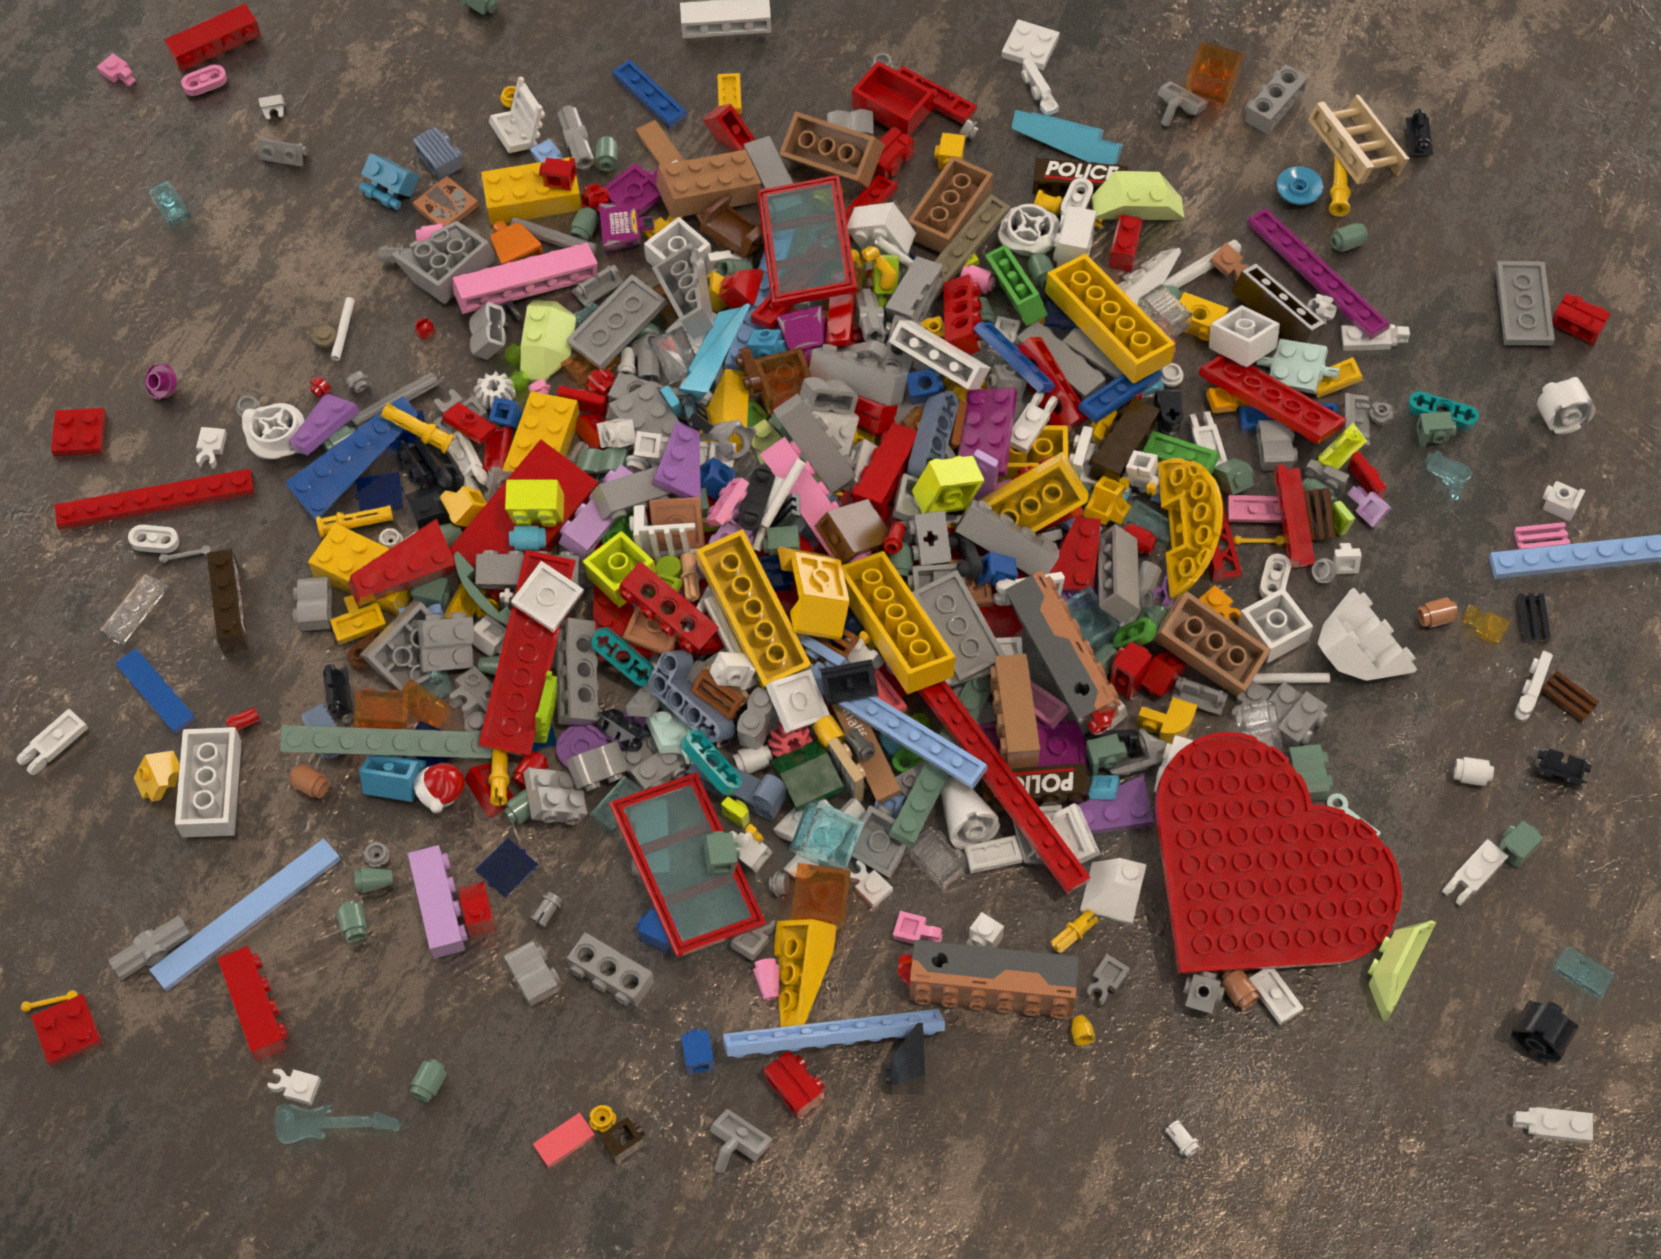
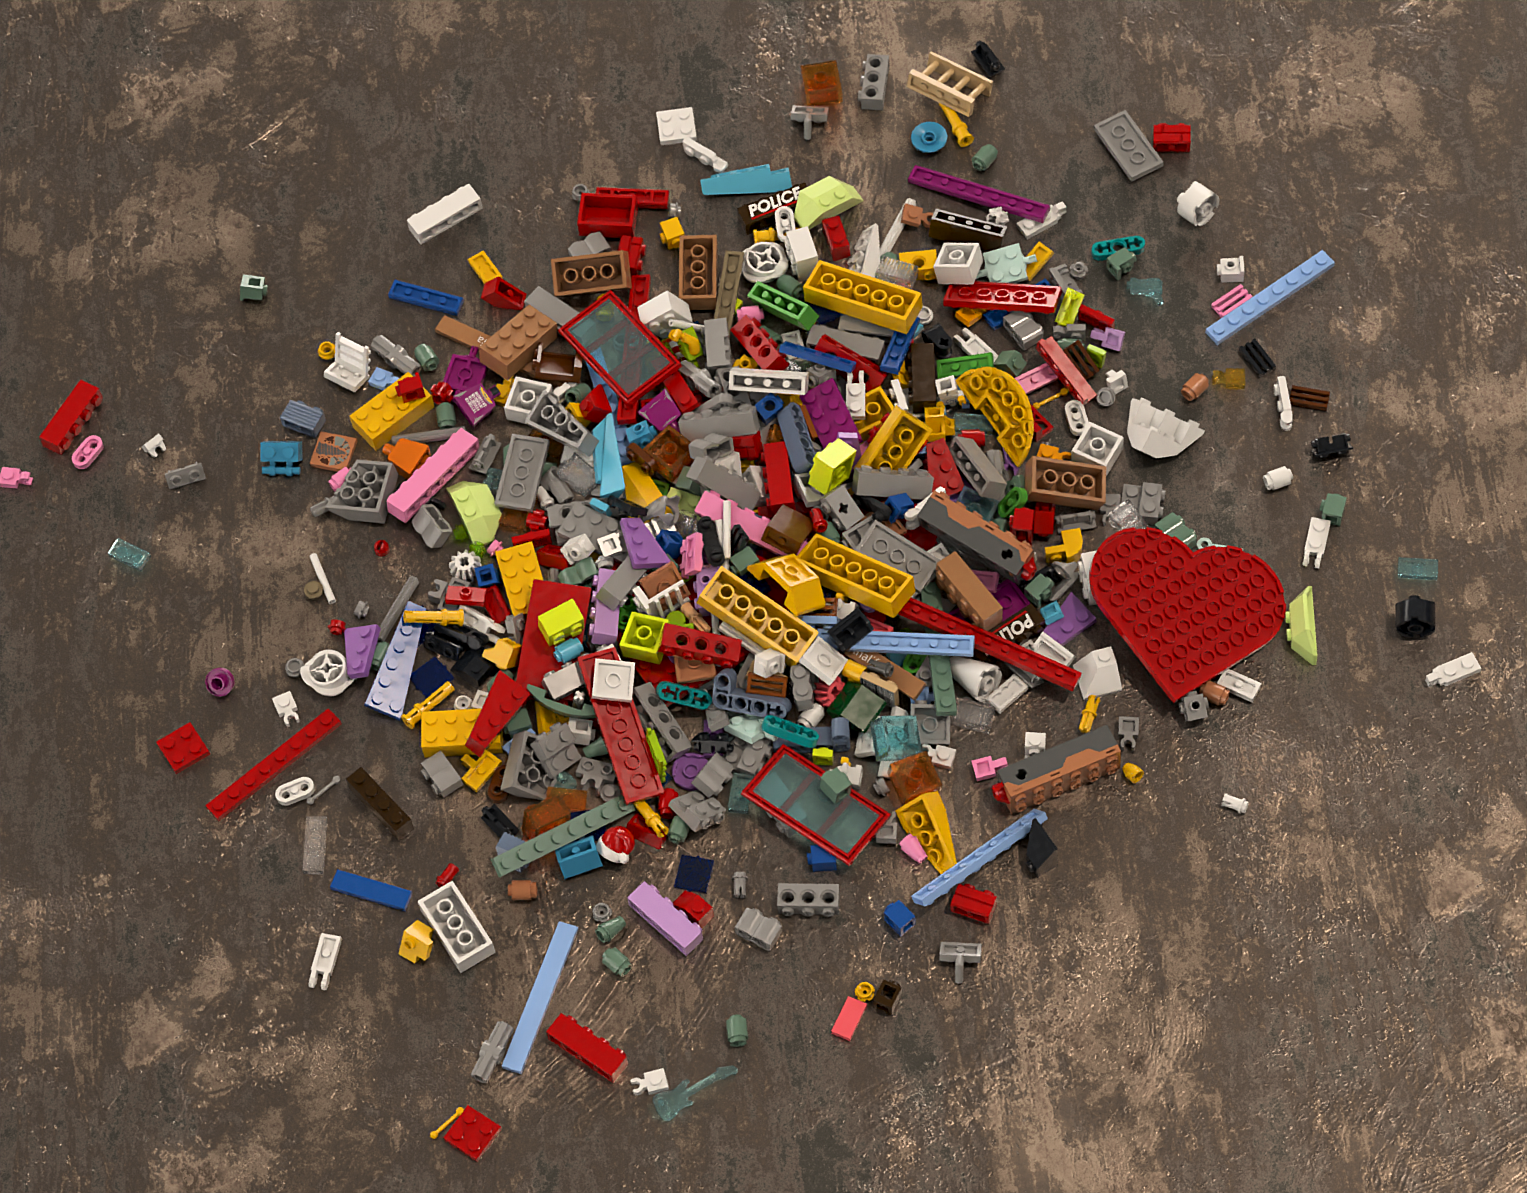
camera: 25 degrees left, 0 degrees up
(1268, 678) = (1128, 478): white bar -> none

